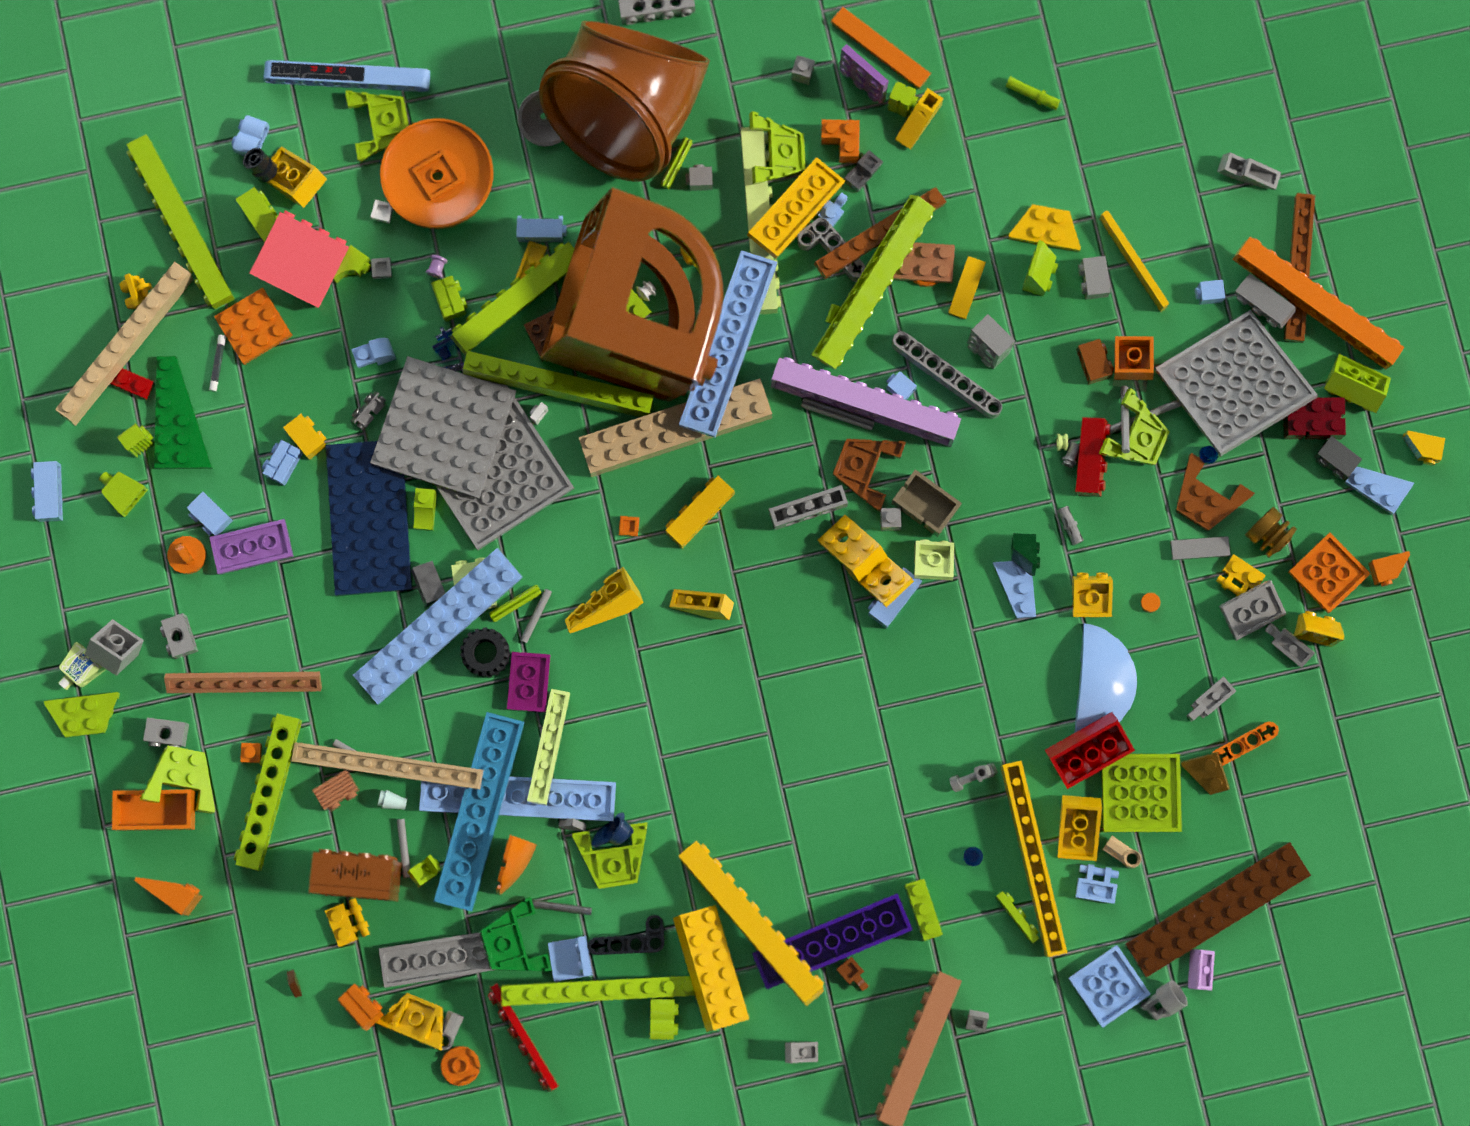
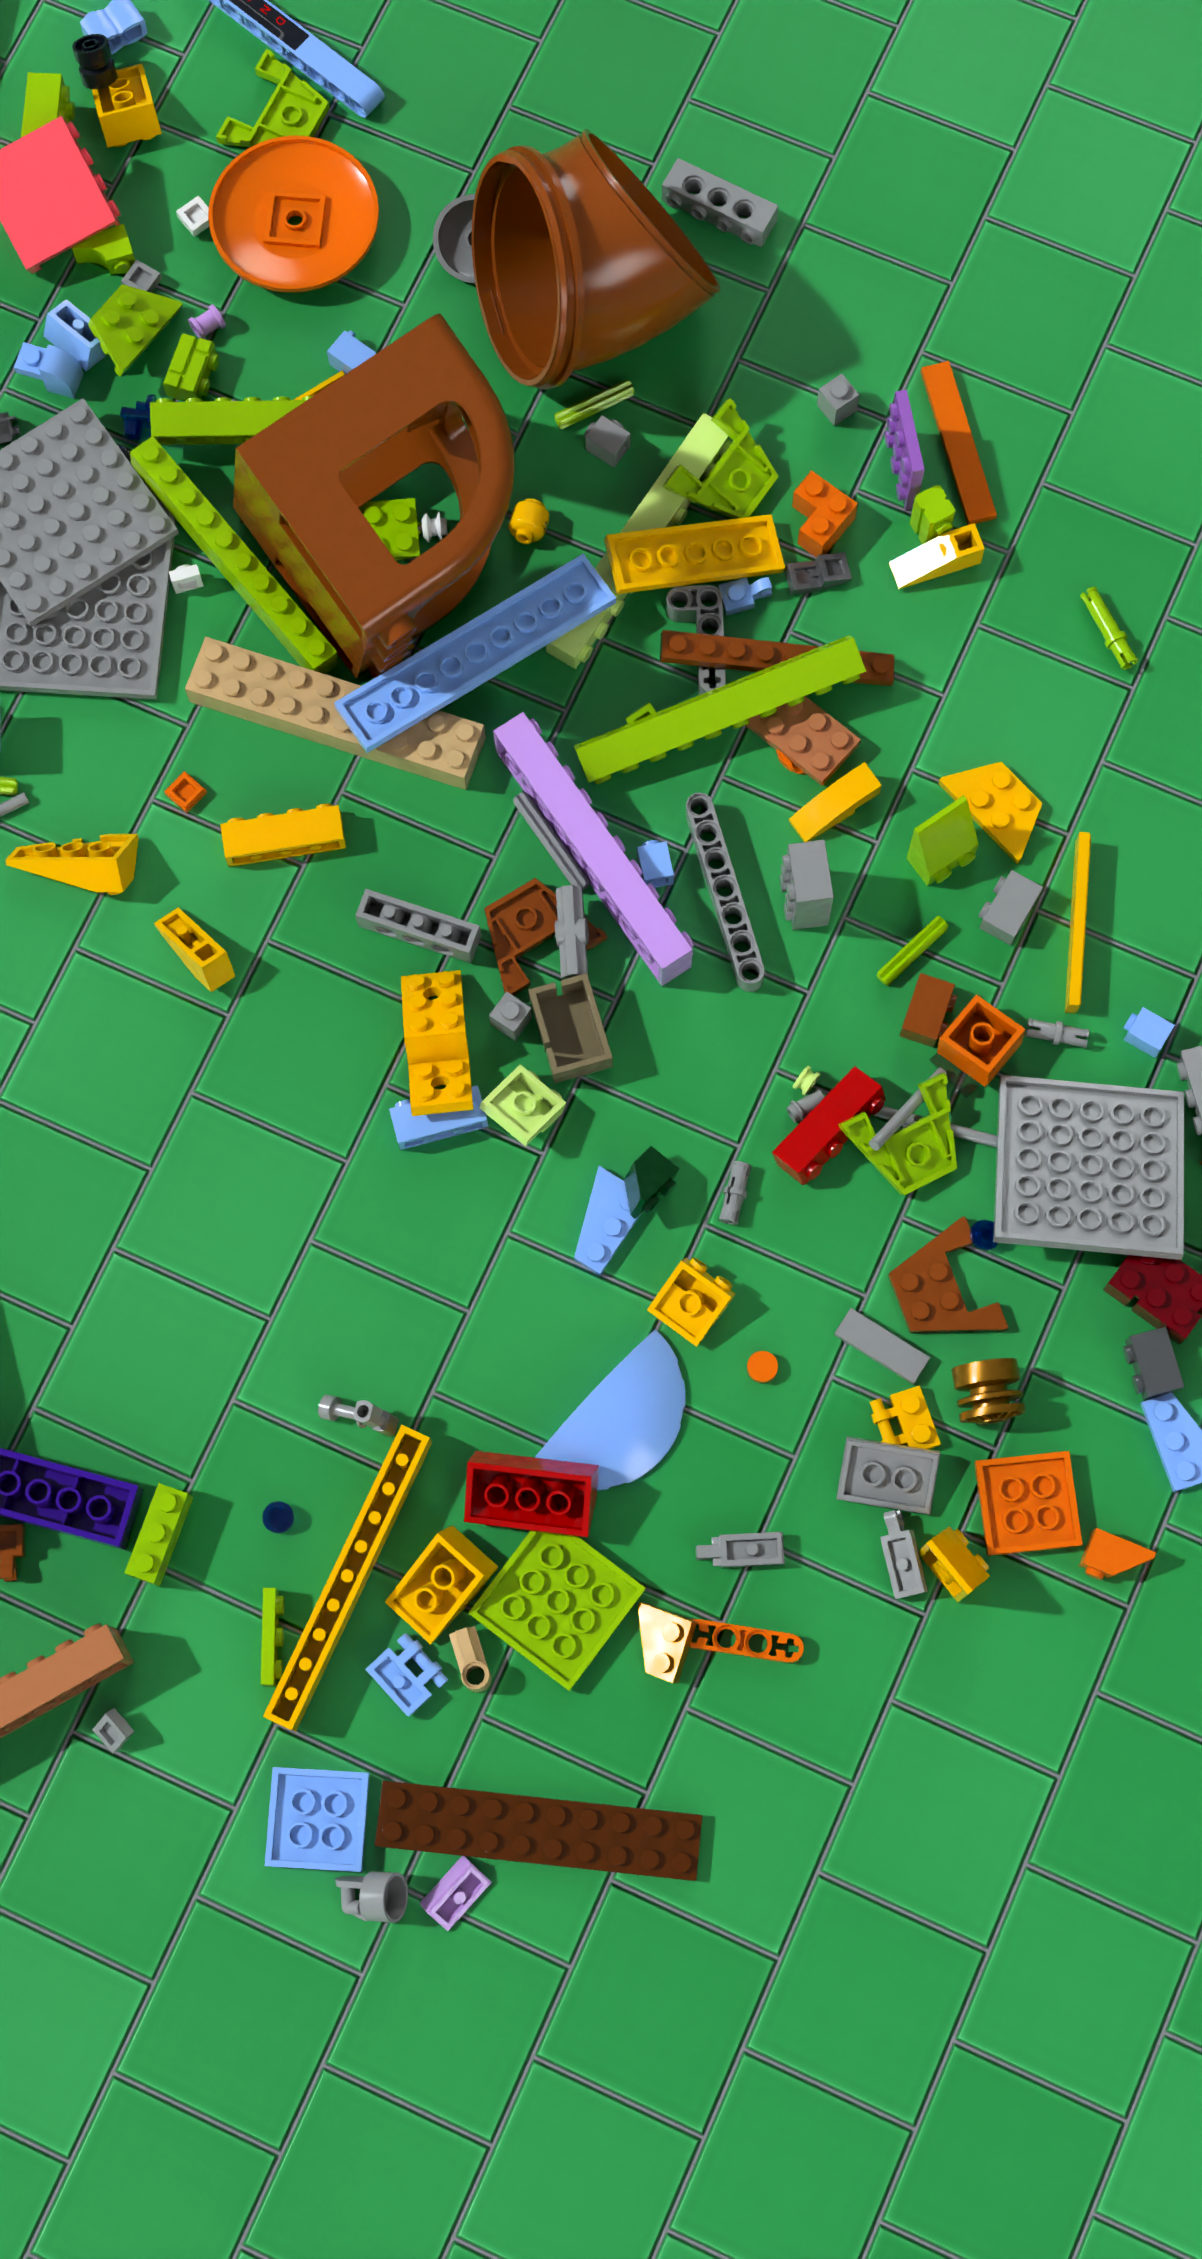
camera: 40 degrees right, 5 degrees down
(374, 324) = (69, 330): none -> light blue brick
(399, 297) = (130, 323): none -> lime wing
(889, 453) = (571, 931): none -> light grey piece
(1062, 336) = (912, 950): none -> lime axle
(1166, 325) = (1057, 1033): none -> light grey pin

